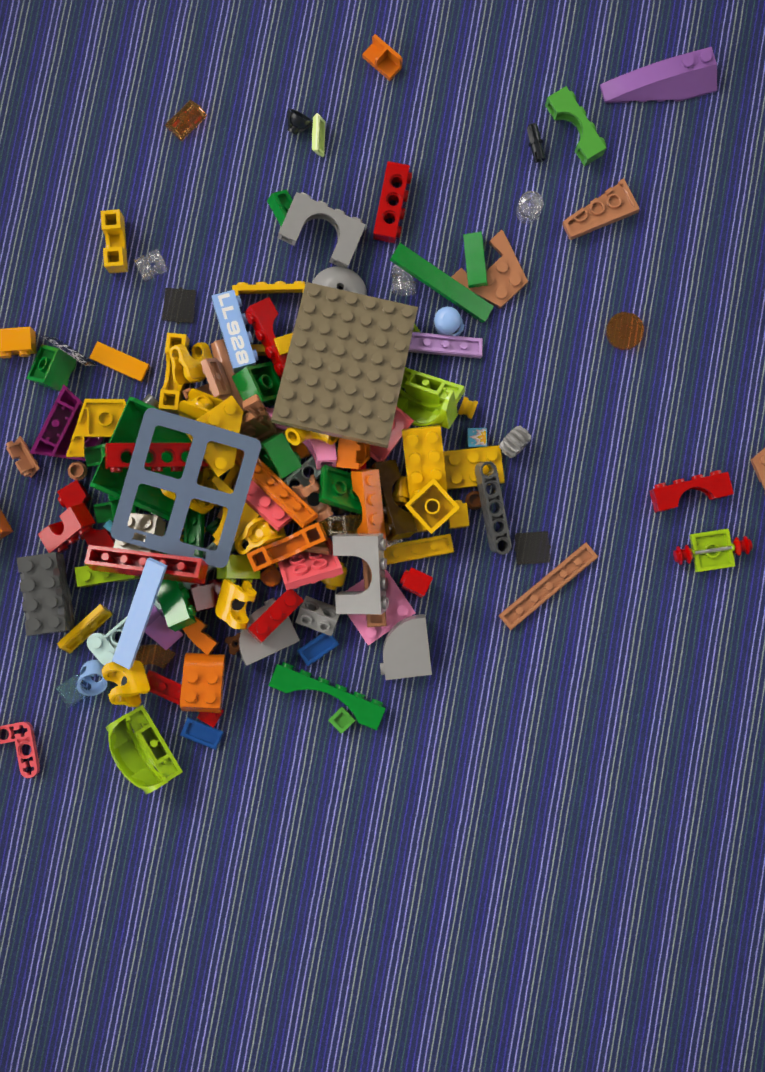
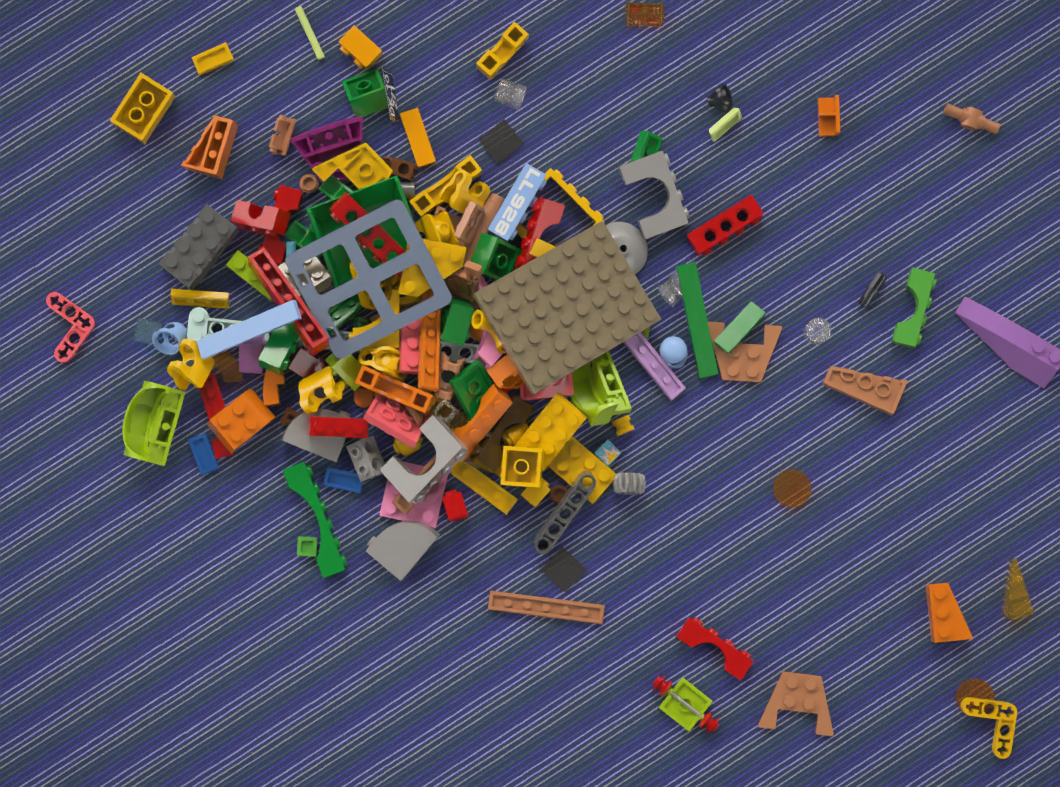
camera: 45 degrees right, 0 degrees up
(133, 389) = (403, 169): none -> reddish brown leg

